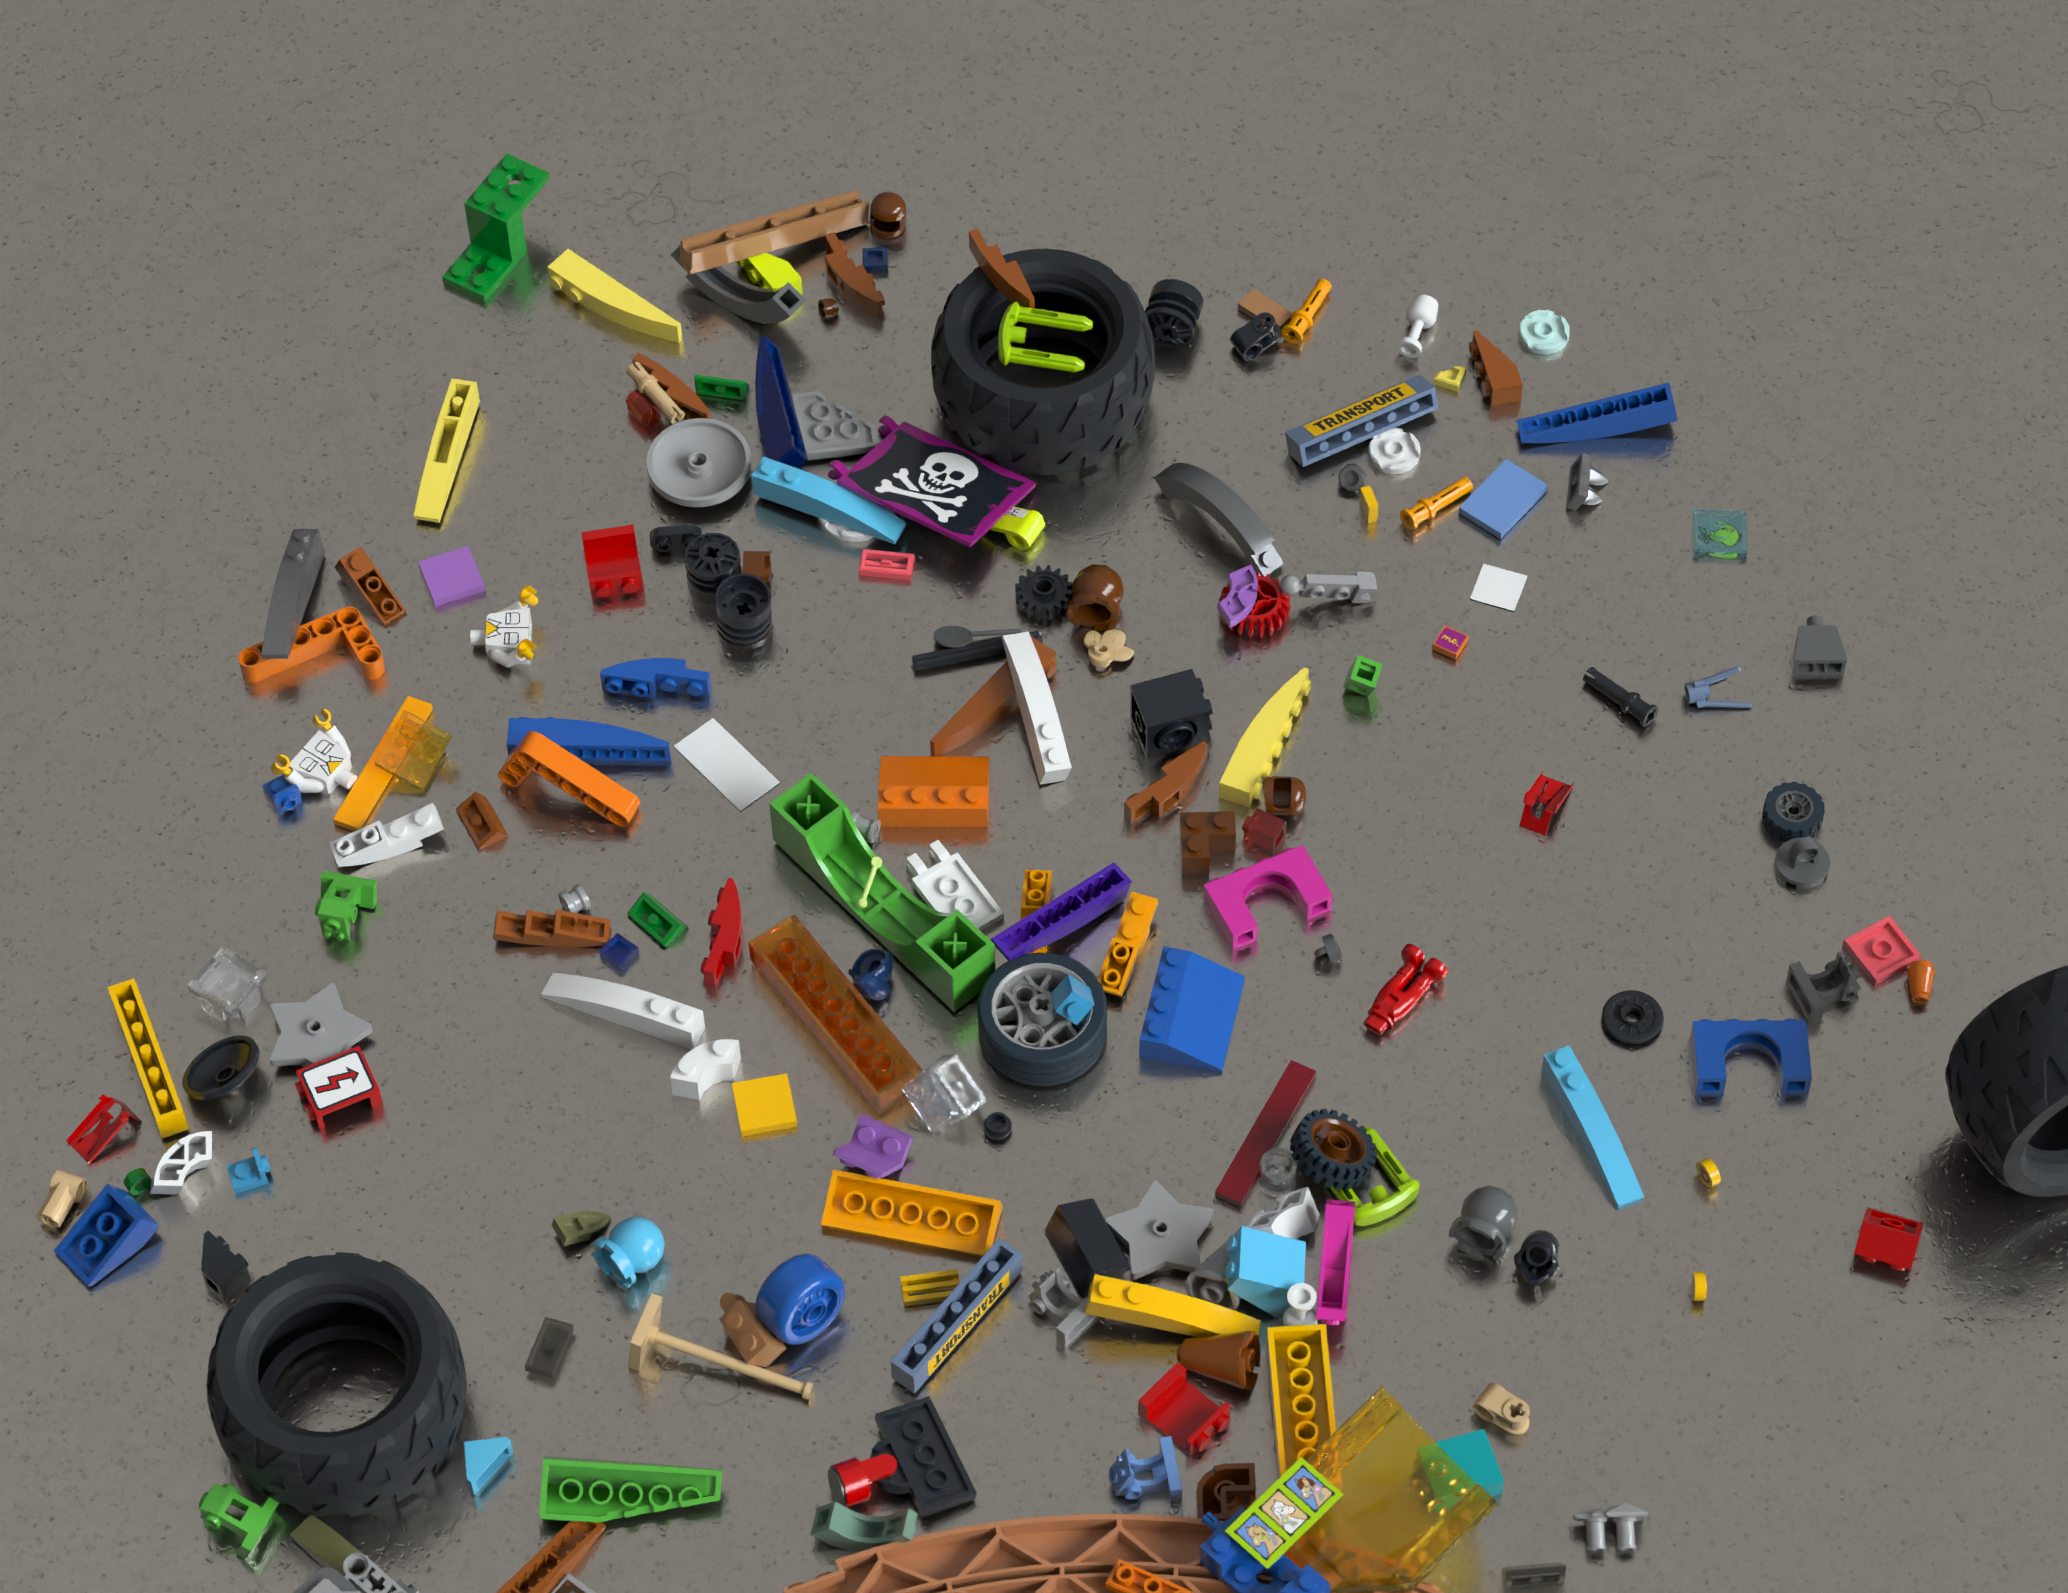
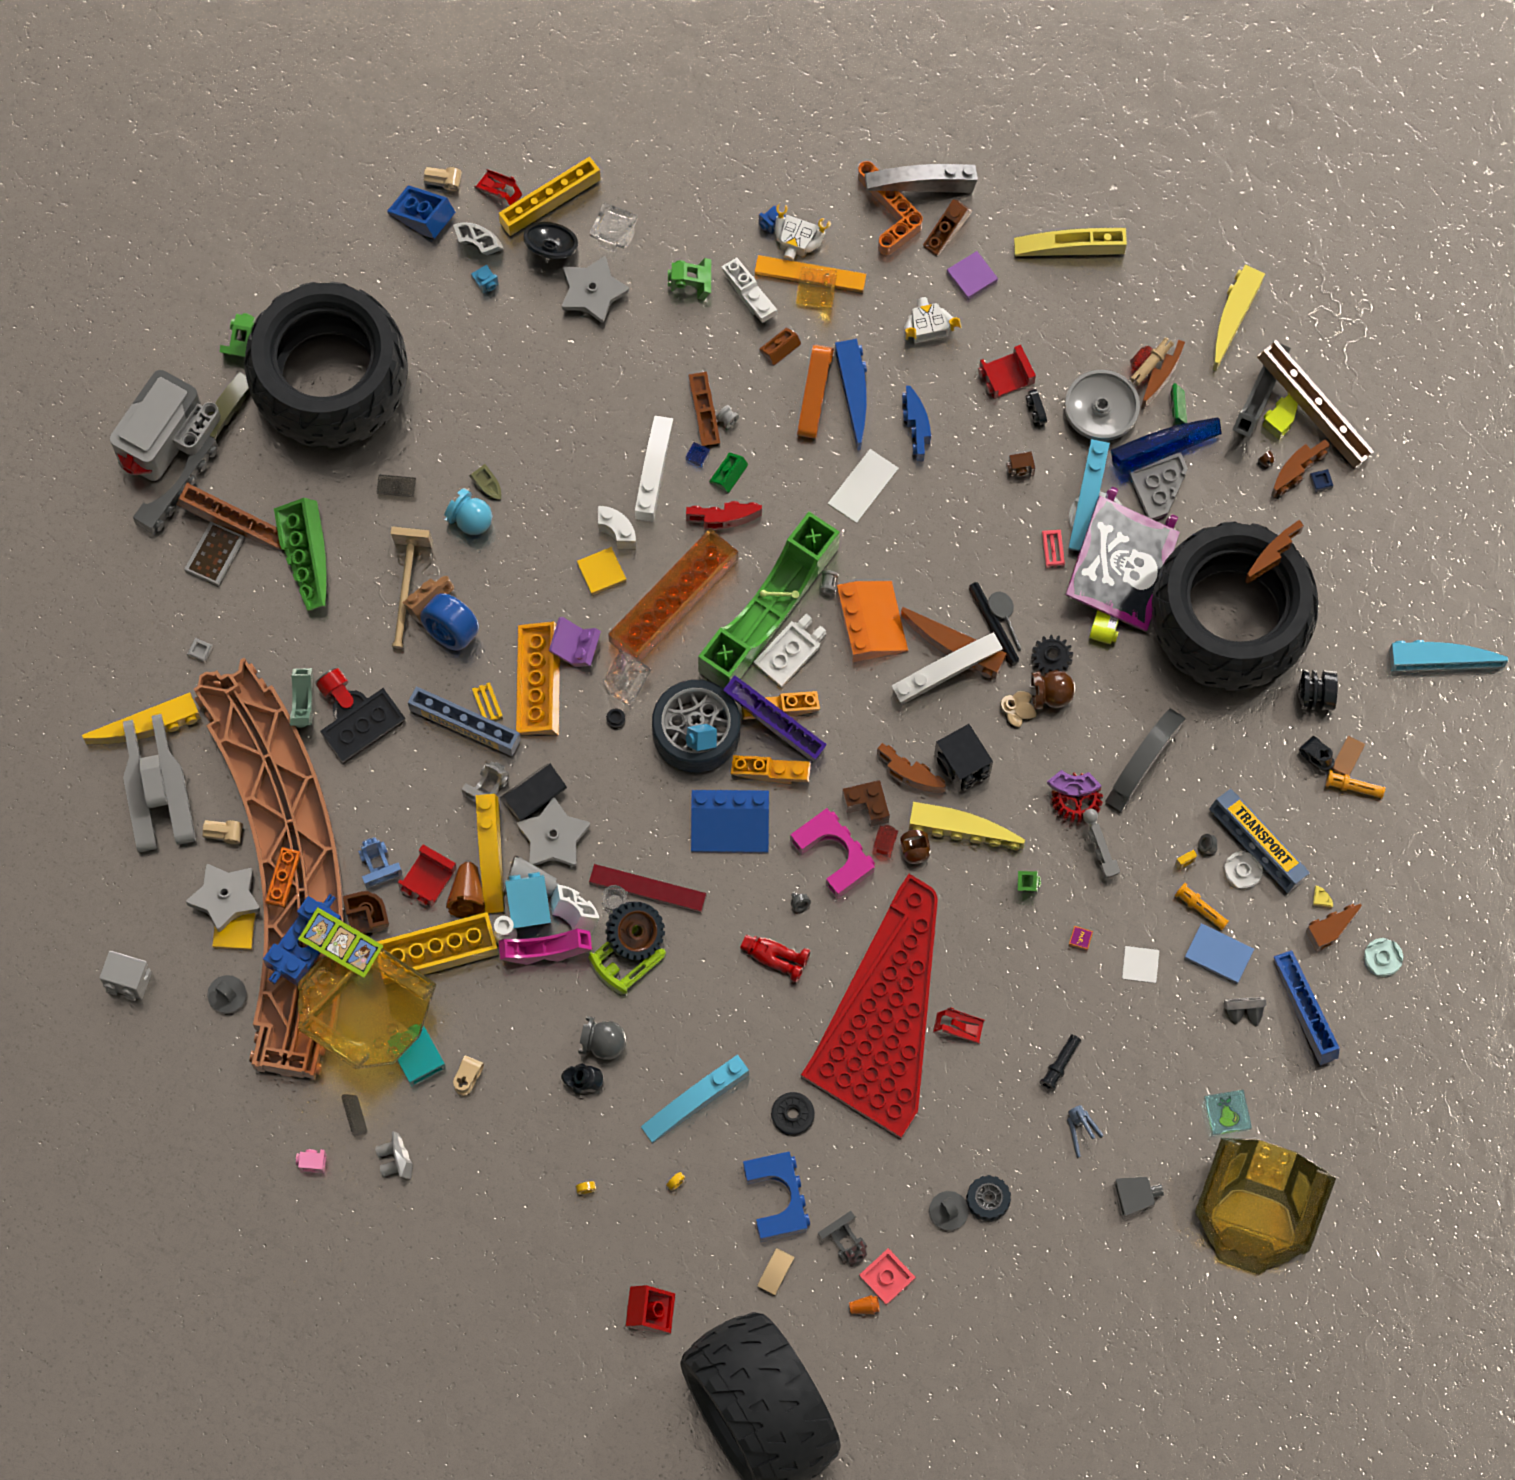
camera: 75 degrees right, 15 degrees up
(137, 1181) = (463, 216): green axle -> none
(222, 1268) = (413, 280): black slope -> none
(336, 1084) = (556, 313): panel -> none
(485, 1459) = (308, 467): medium azure slope -> none
(495, 227) = (1272, 217): green bracket -> none
(710, 561) = (1013, 443): black wheel -> none
(743, 608) = (979, 453): black wheel -> none
(872, 973) = (710, 612): dark blue hair -> none
(888, 208) = (1362, 478): reddish brown helmet -> none
(1010, 333) = (1220, 568): lime piece -> none
(1154, 188) = (1439, 655): none -> medium azure slope
(1420, 315) = (1372, 865): white piece -> none
(1539, 895) = (878, 1032): none -> red wing
(1860, 504) = (1262, 1203): none -> clear yellow windscreen
(1860, 1078) = (775, 1271): none -> tan slope

